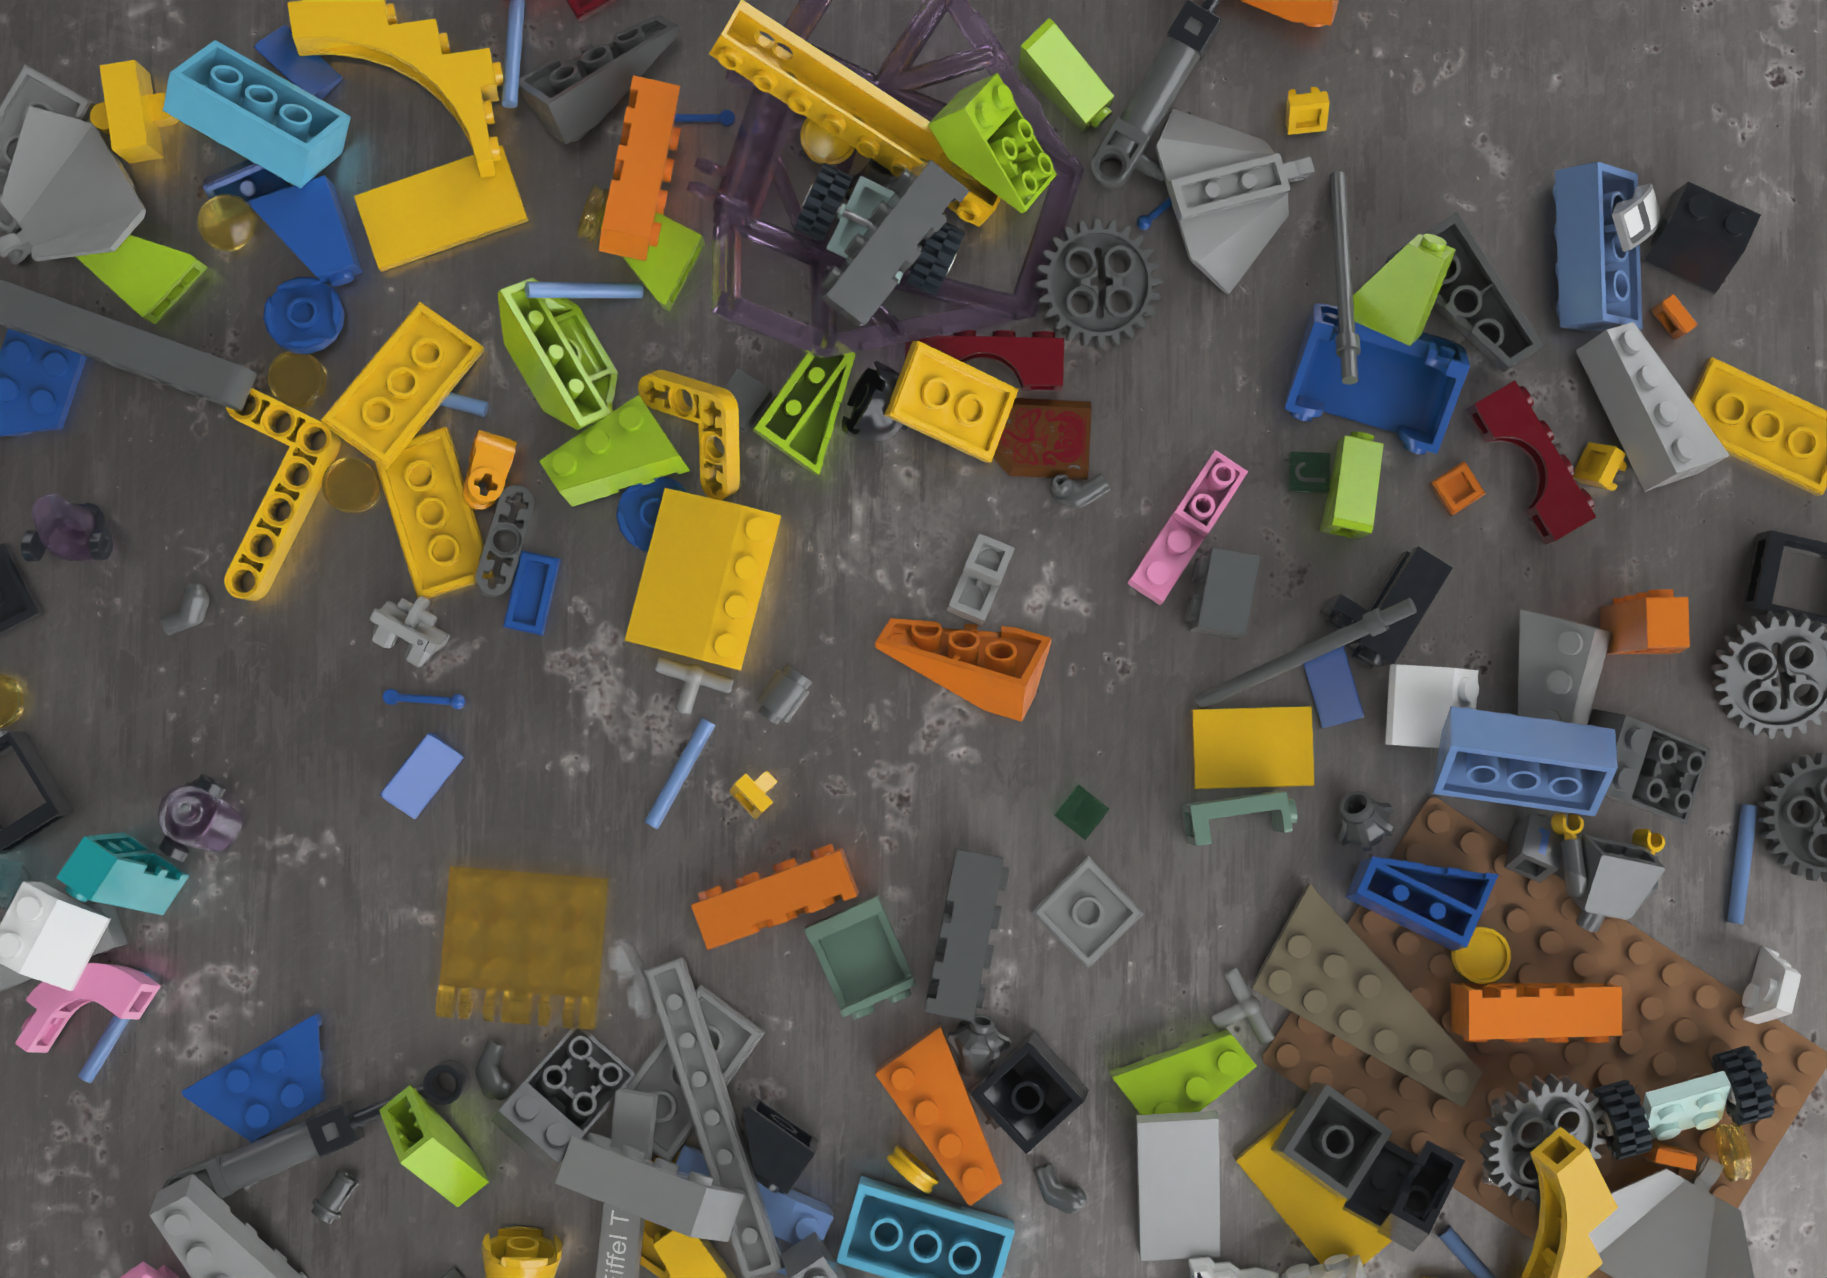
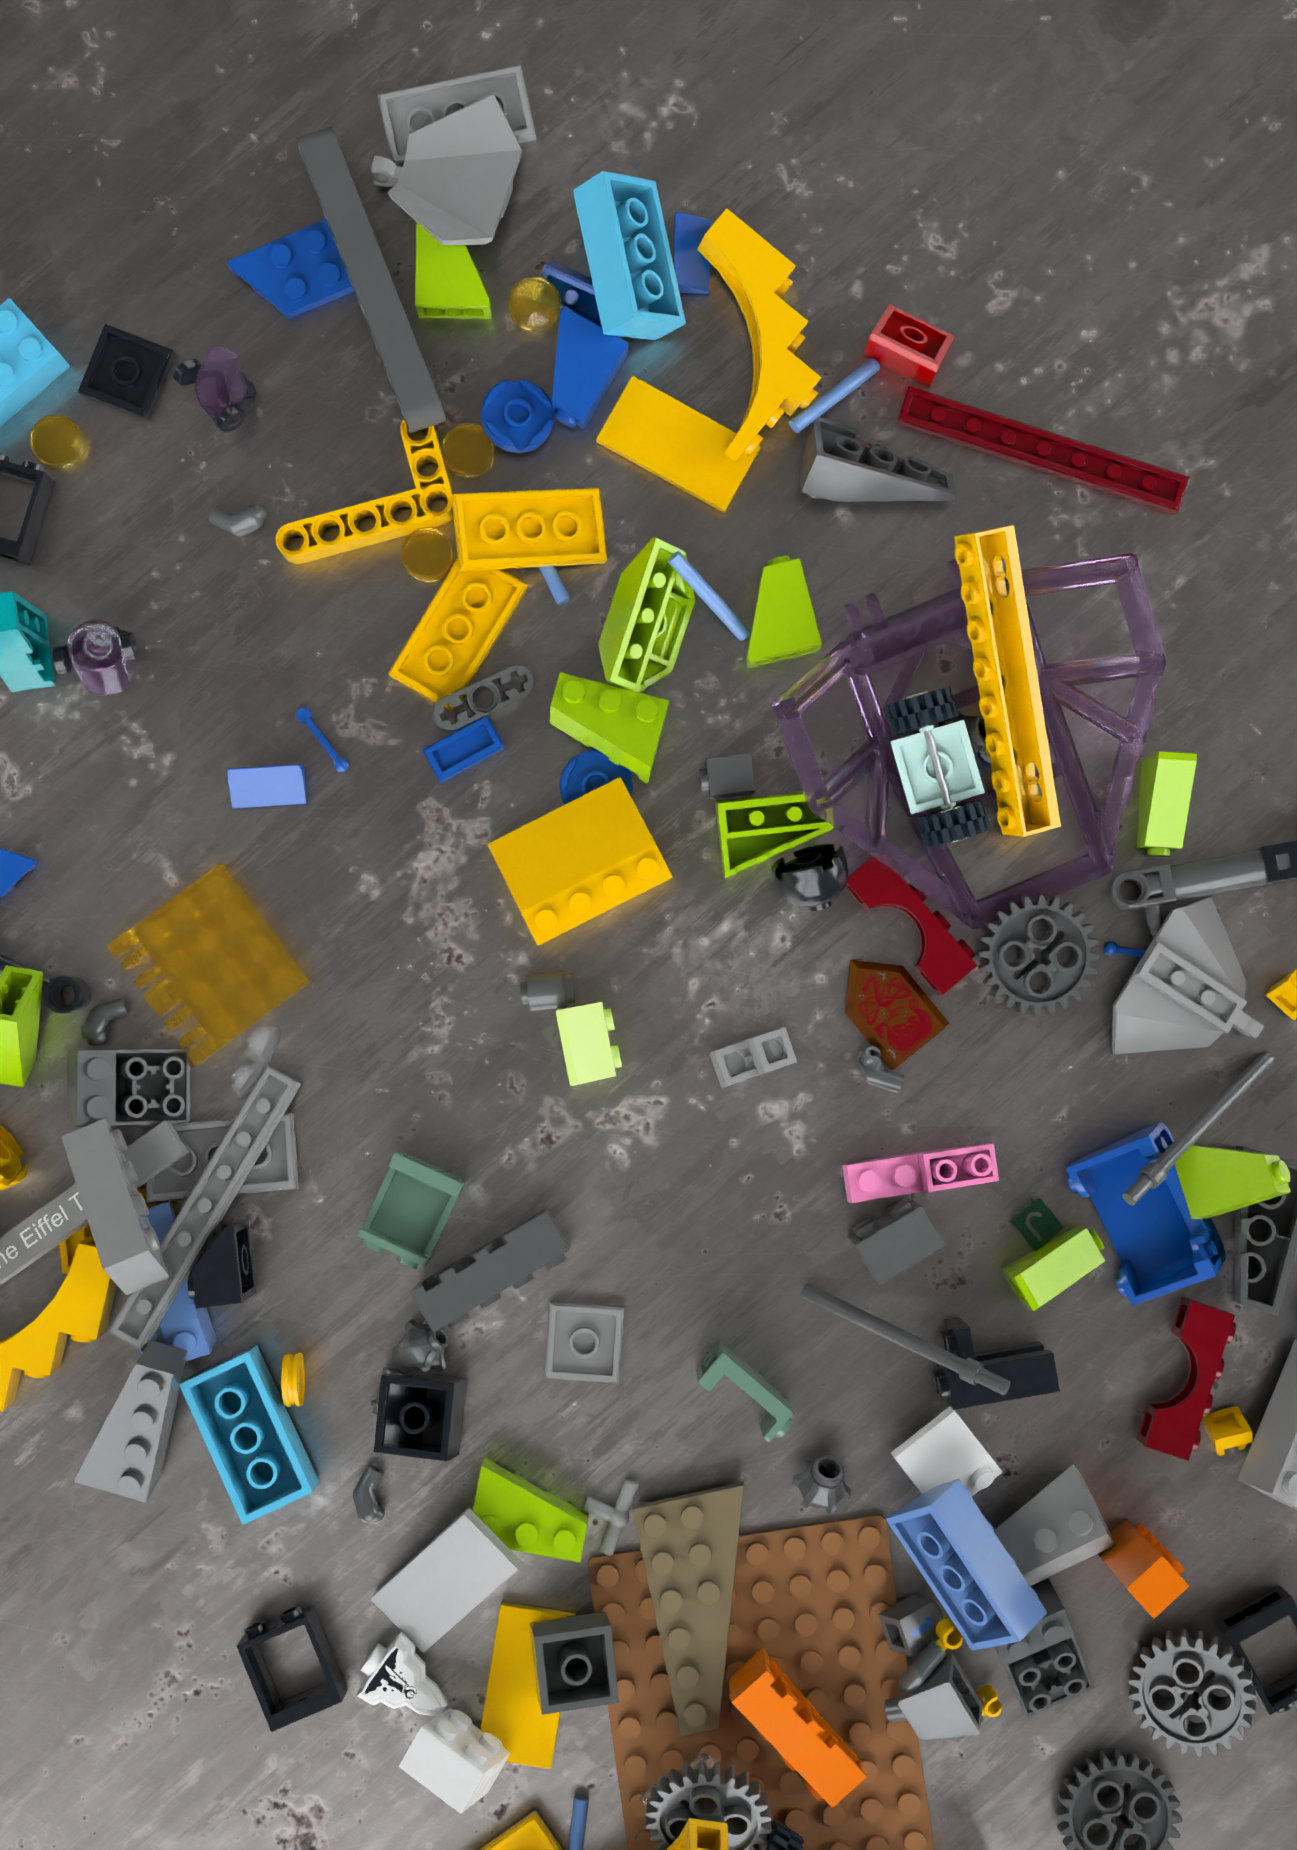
camera: 45 degrees right, 0 degrees up
(131, 112) = (552, 168): yellow piece -> none
(411, 624) = (366, 685): light grey hips -> none
(488, 463) = (527, 637): light orange piece -> none
(592, 213) = (769, 553): clear yellow piece -> none
(641, 169) = (829, 561): orange wedge -> none
(679, 773) = (428, 965): medium blue bar -> none
(693, 677) = (505, 915): light grey piece -> none
(716, 415) = (703, 768): yellow beam -> none
(726, 118) = (920, 586): blue hinge -> none
(753, 793) = (458, 1031): yellow tile -> none
(774, 897) = (399, 1111): orange wedge -> none
(822, 146) = (960, 673): yellow piece -> none
(853, 699) = (587, 1043): none -> yellowish green slope
(890, 241) = (935, 784): dark grey wedge -> none
(938, 1106) = (353, 1356): orange wedge -> none
(951, 401) = (860, 926): yellow tile -> none
(983, 667) = (691, 1113): orange wedge -> none
(994, 142) = (1072, 793): lime slope -> none
(1081, 812) = (651, 1275): clear green tile -> none
(1252, 747) = (805, 1357): yellow tile -> none
(1333, 688) = (897, 1379): blue slope -> none
(1405, 1192) = (584, 1751): black brick -> none
(1423, 898) = (805, 1579): blue wedge -> none
(1457, 488) = (1120, 1340): orange tile -> none
(1484, 958) = (801, 1652): yellow piece -> none
(1742, 864) = (1032, 1784): medium blue bar -> none

